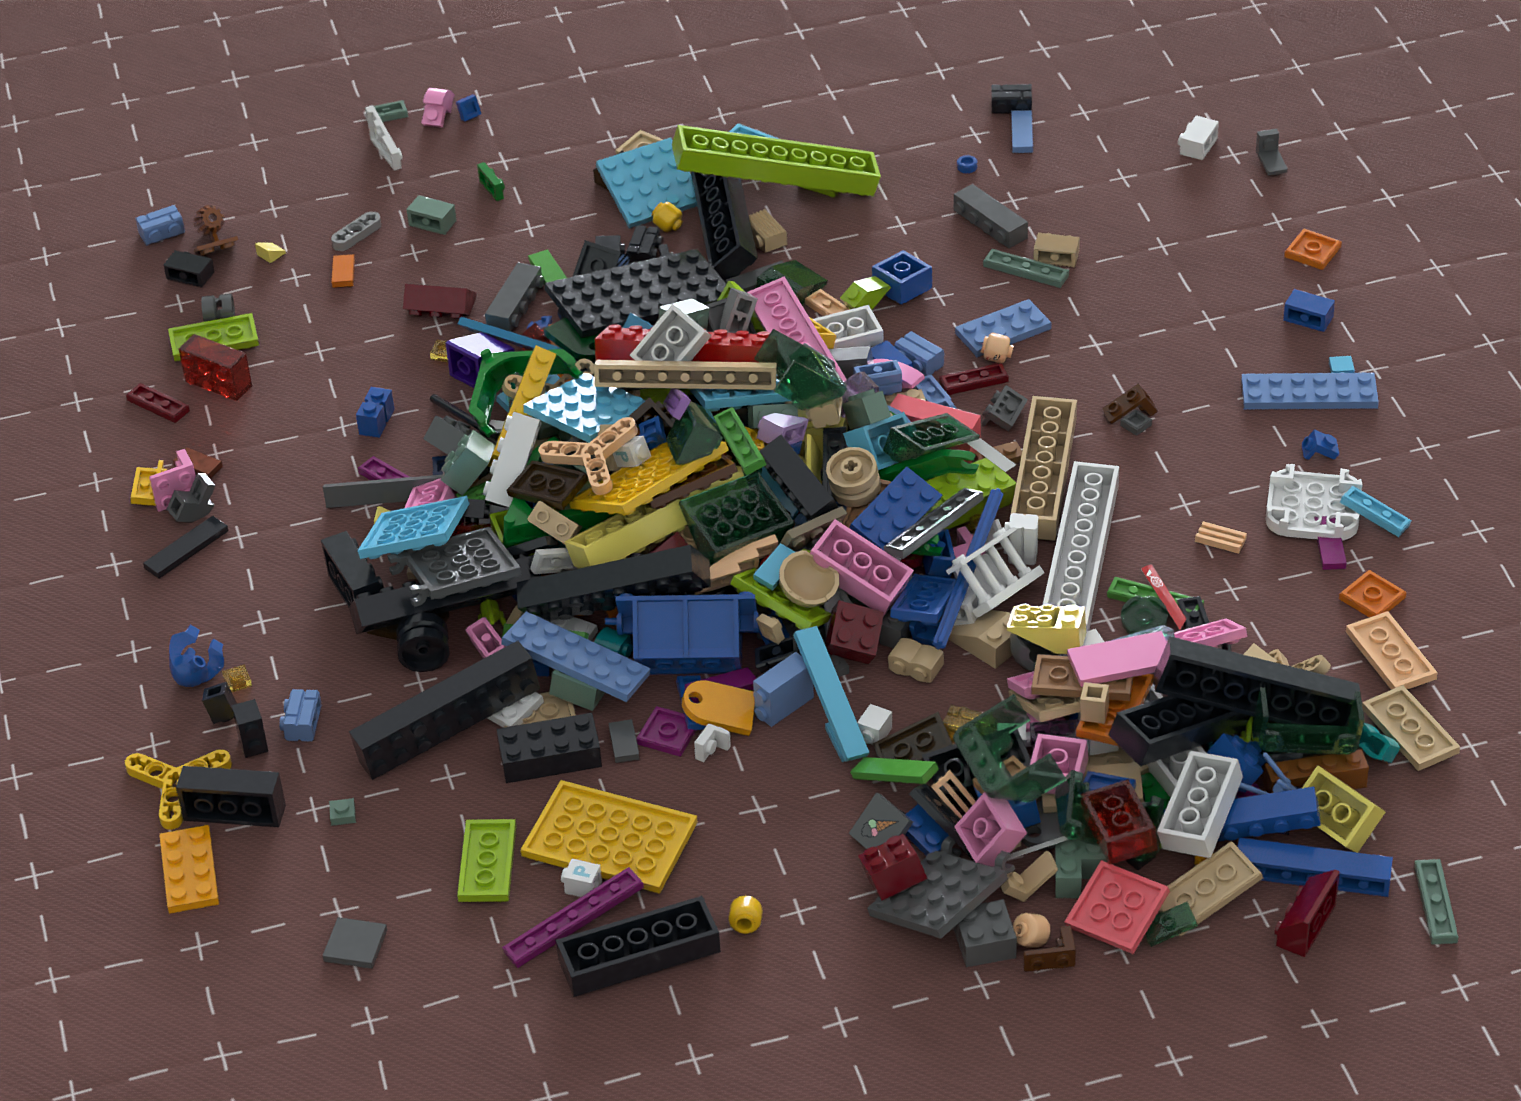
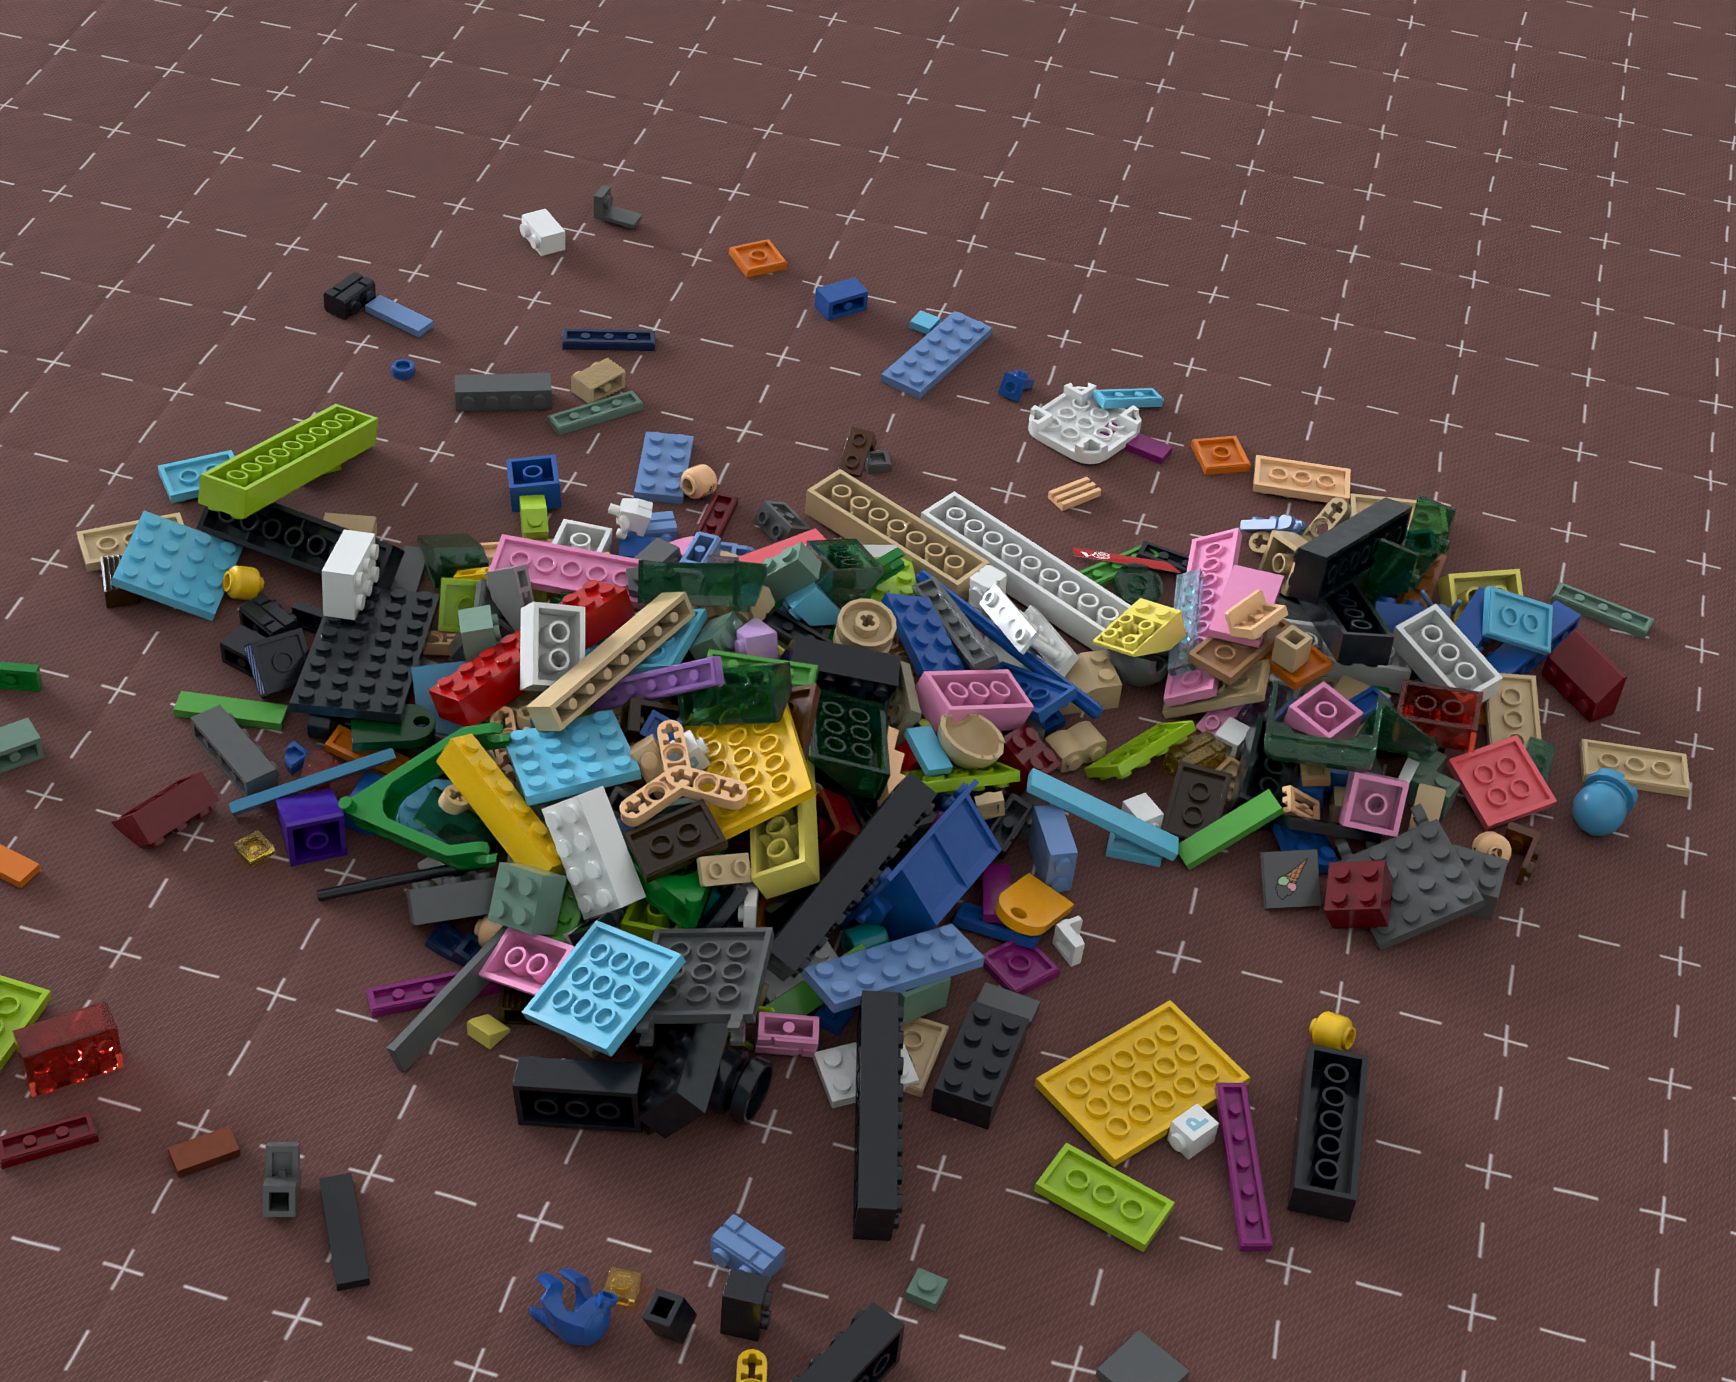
camera: 65 degrees left, 0 degrees up
(142, 488) = (202, 1212): yellow bracket -> none
(177, 479) = (241, 1169): bright pink bracket -> none
(375, 412) = (299, 950): blue piece -> none
(685, 241) = (349, 574): none -> white brick
(901, 331) = (631, 515): none -> white piece
(949, 694) = (1140, 750): none -> lime plate
(1093, 659) = (1254, 616): none -> light nougat bracket
(1117, 232) = (608, 340): none -> dark blue tile
(1147, 976) = (1603, 802): none -> dark azure tile
(1242, 991) = (1643, 767): none -> tan tile
(1287, 651) = (1283, 523): none -> hinge
(1308, 830) = (1517, 620): none -> medium azure tile

